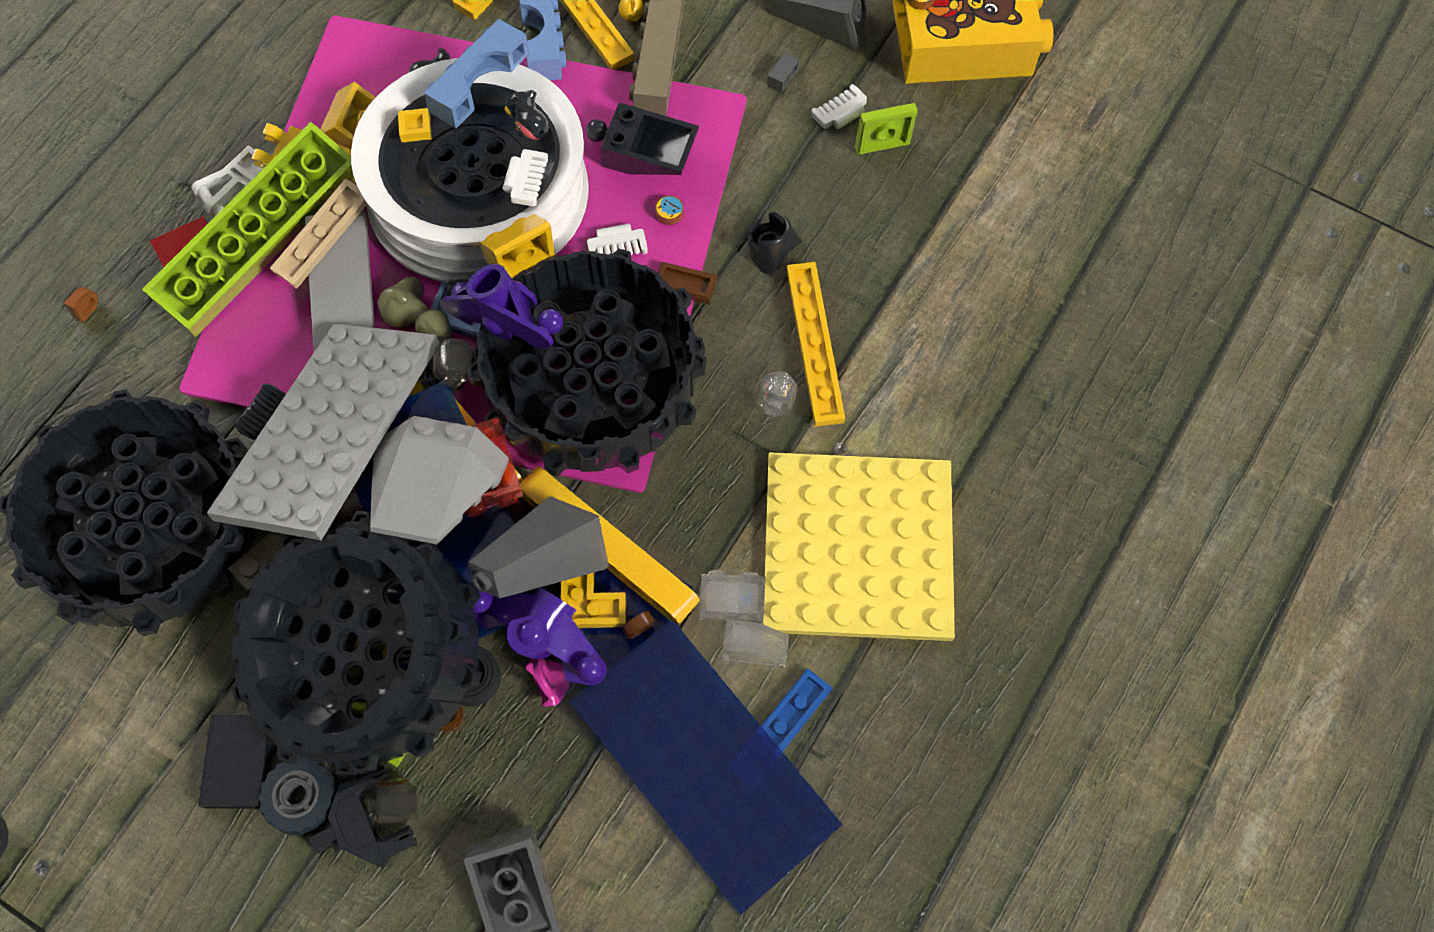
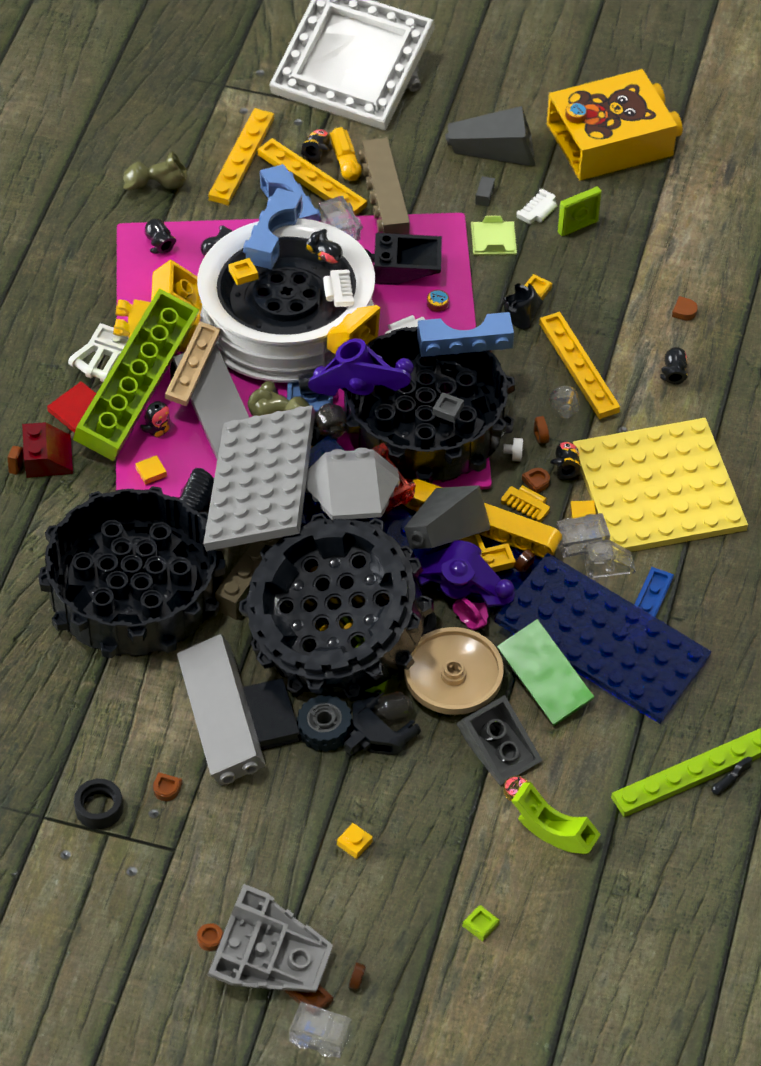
camera: 15 degrees left, 15 degrees down
(69, 833) = (166, 787): none -> dark orange tile
(117, 302) = (46, 450): none -> dark red slope
(170, 746) = (221, 710): none -> light grey brick
(231, 362) = (151, 469): none -> yellow tile
(261, 294) = (156, 419): none -> animal
(368, 44) = (160, 236): none -> black animal
(490, 767) = (454, 671): none -> tan dish
(588, 73) = (340, 215): none -> clear brick
(598, 387) = (448, 407): none -> dark grey plate
(607, 804) = (545, 672): none -> bright green tile
(686, 520) = (528, 498): none -> yellow piece
(691, 446) = (515, 449): none -> white tile
(694, 292) = (440, 339): none -> medium blue arch
(705, 495) = (536, 479): none -> dark orange tile
(733, 427) = (541, 430): none -> dark orange tile
(746, 558) = (582, 508): none -> yellow tile
(752, 477) = (567, 461): none -> black animal
(773, 136) = (493, 237): none -> yellowish green piece
(803, 218) = (540, 285): none -> yellow tile
(938, 373) = (675, 367): none -> black animal
(976, 294) = (685, 309): none -> dark orange tile

